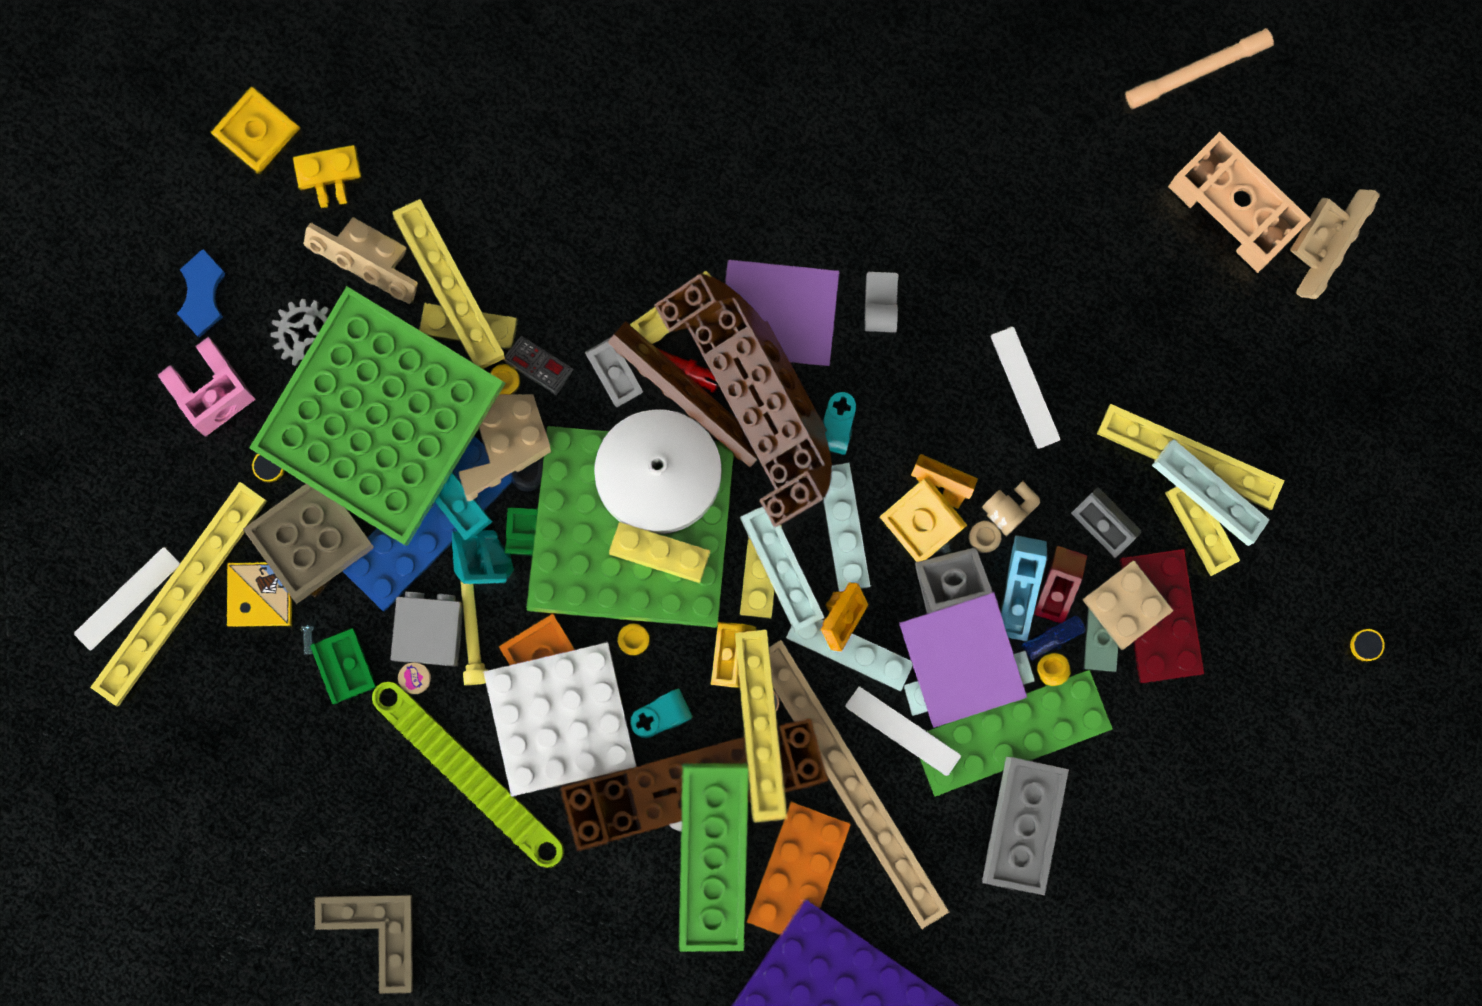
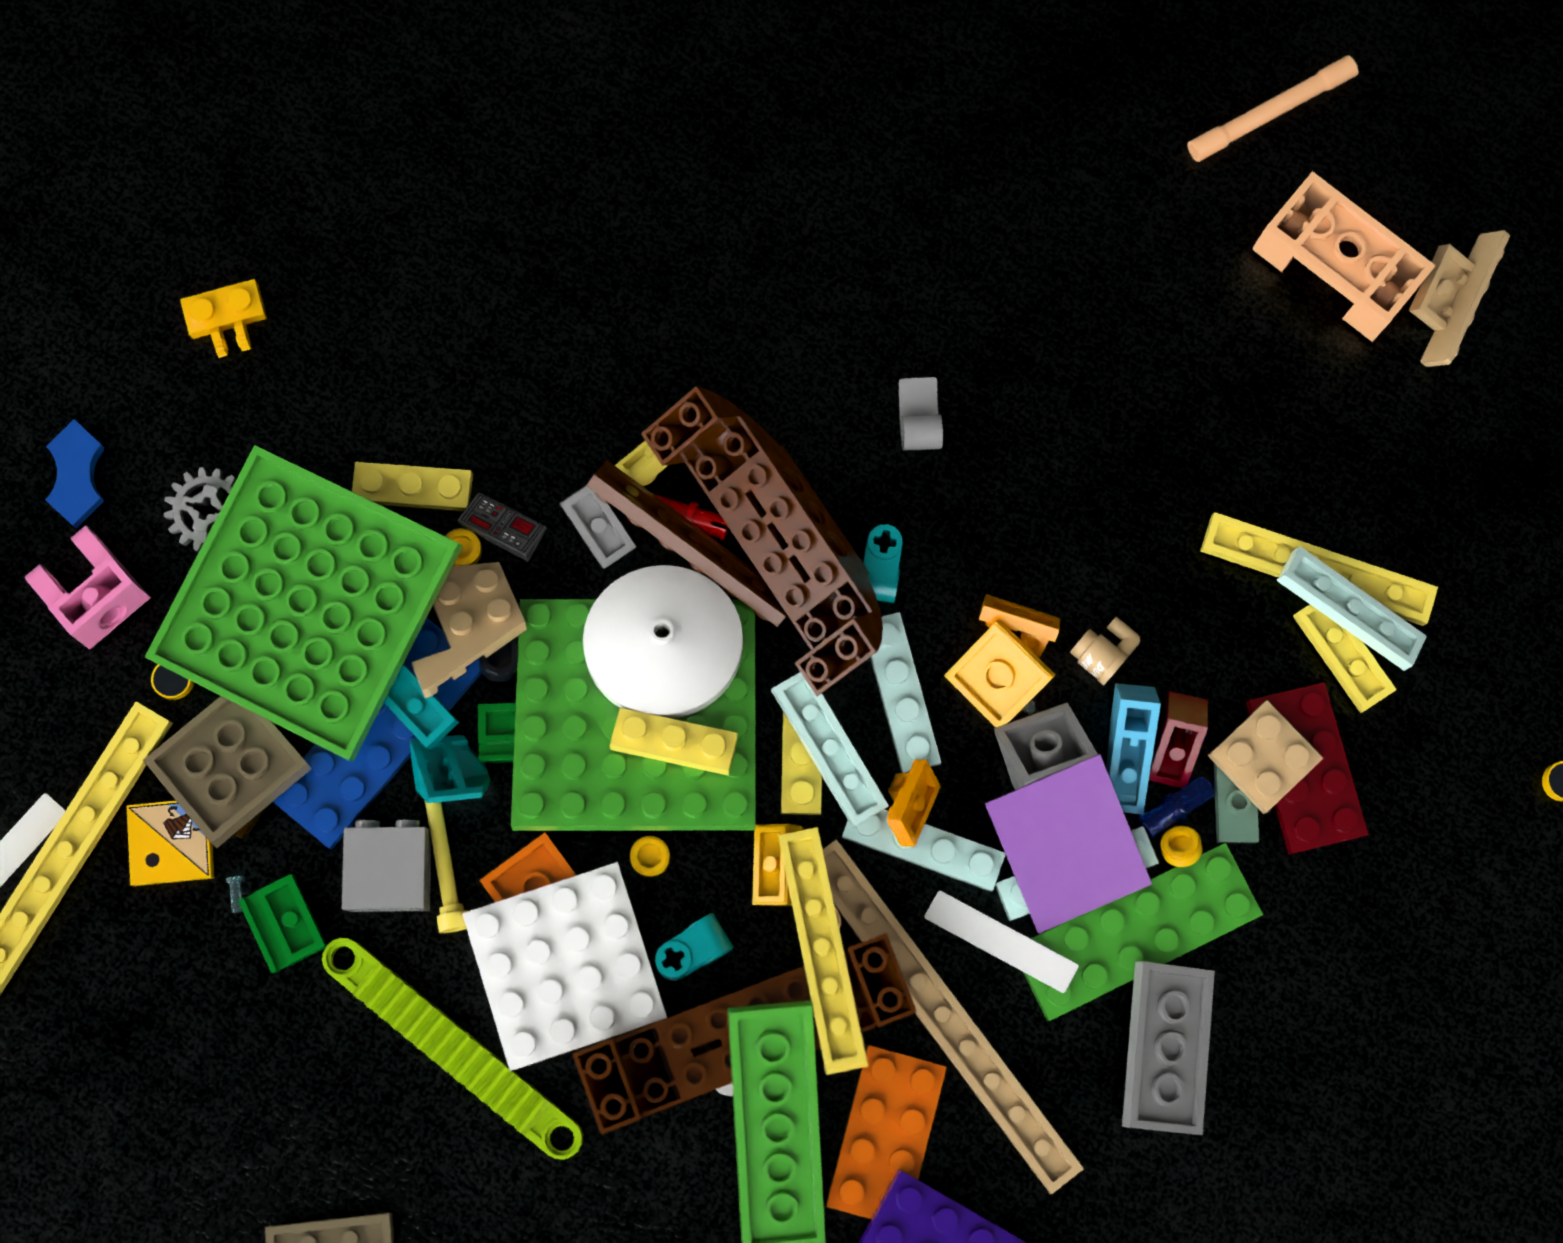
camera: 15 degrees left, 5 degrees down
(255, 130) = (132, 271): yellow tile -> none
(366, 255) = (276, 409): tan bracket -> none
(414, 678) = (375, 930): tan tile -> none
(448, 285) = (383, 435): light yellow plate -> none
(794, 302) = (815, 424): medium lavender piece -> none
(985, 536) = (1077, 689): tan tile -> none
(1025, 387) = (1106, 503): white sticker -> none
(1106, 522) = (1224, 658): dark grey slope -> none

